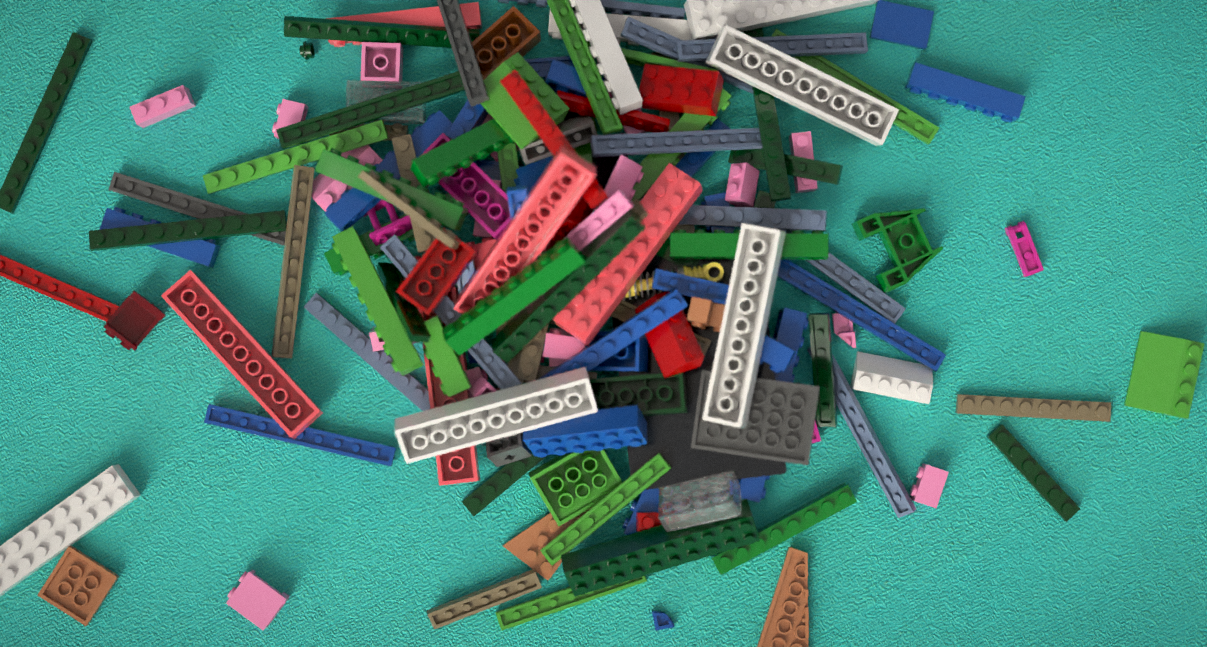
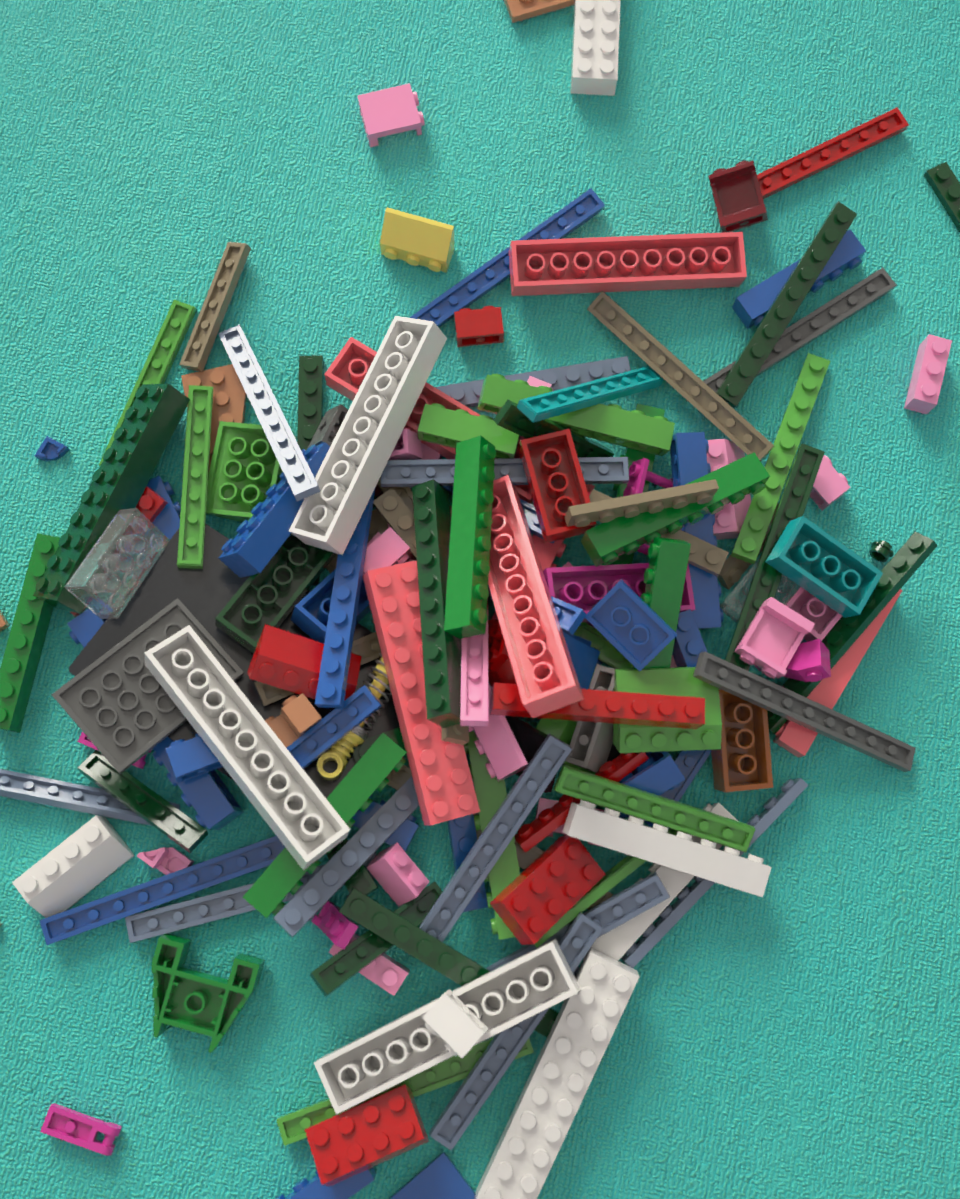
camera: 130 degrees right, 10 degrees down
(336, 504) = (417, 240): none -> light yellow slope
(355, 73) = (824, 567): none -> teal brick
(357, 301) = (589, 394): none -> teal tile
(360, 418) = (478, 326): none -> red brick
(423, 45) = (809, 662): none -> dark pink slope
(425, 71) = (773, 638): none -> bright pink panel
(489, 159) = (630, 625): none -> blue plate
(530, 495) = (269, 414): none -> plate
(798, 79) = (454, 1024): none -> white brick
(799, 194) = (335, 924): none -> dark pink plate
(896, 84) = (366, 1135): none -> red brick

